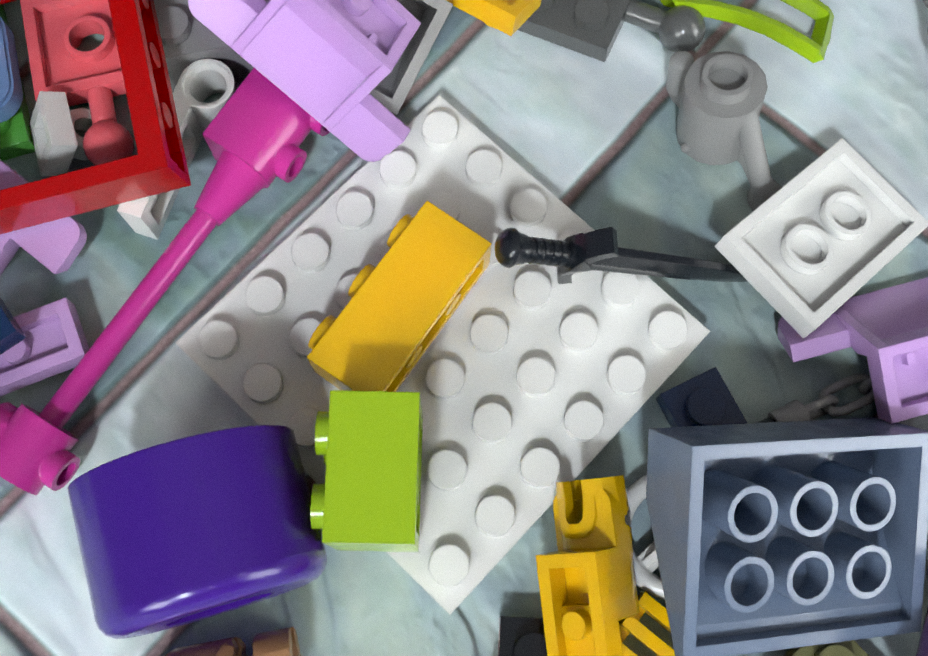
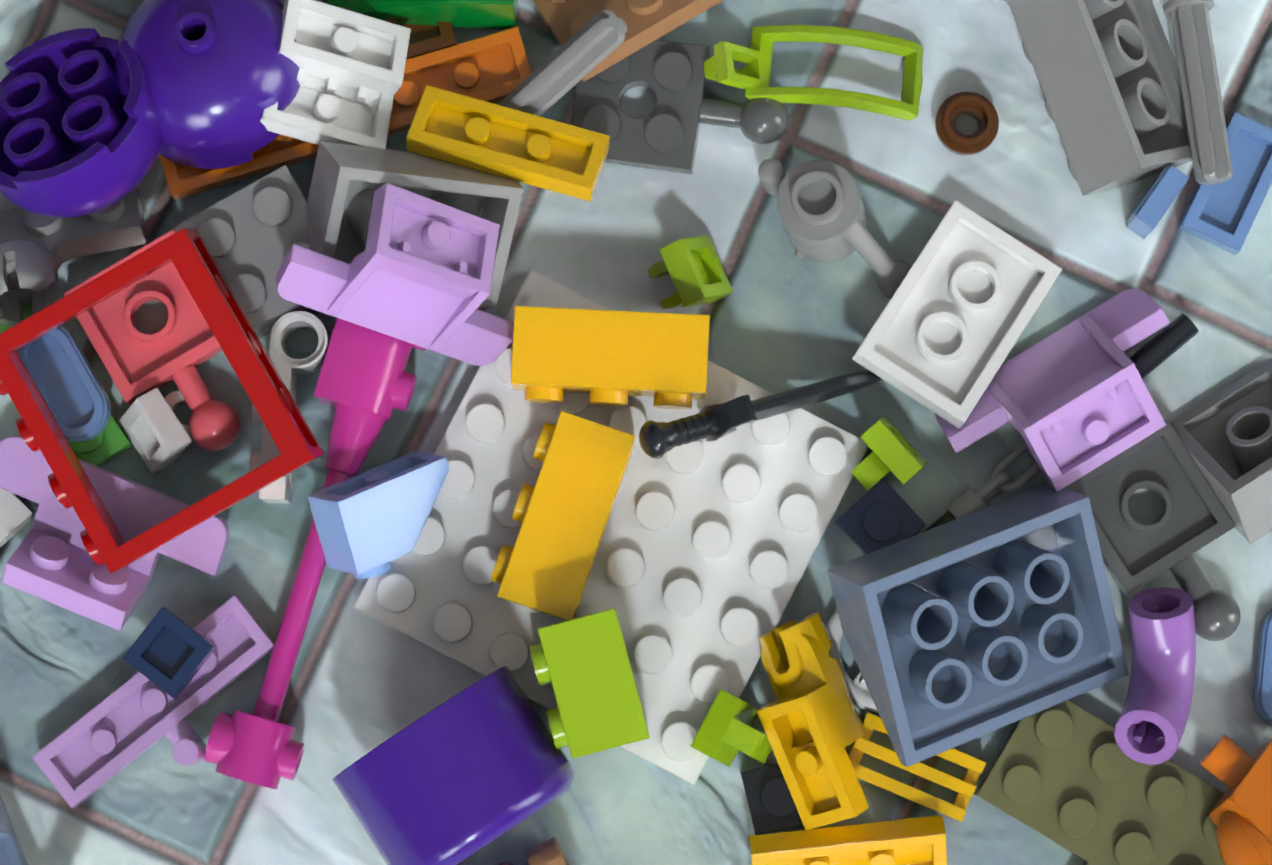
camera: 10 degrees left, 10 degrees up
(221, 259) = (377, 513): none -> light blue slope
(487, 170) = (610, 355): none -> yellow brick
(501, 569) = (729, 730): none -> lime tile
(586, 135) = (694, 272): none -> lime tile
(728, 345) = (890, 453): none -> lime tile
(869, 70) = (970, 104): none -> reddish brown plate

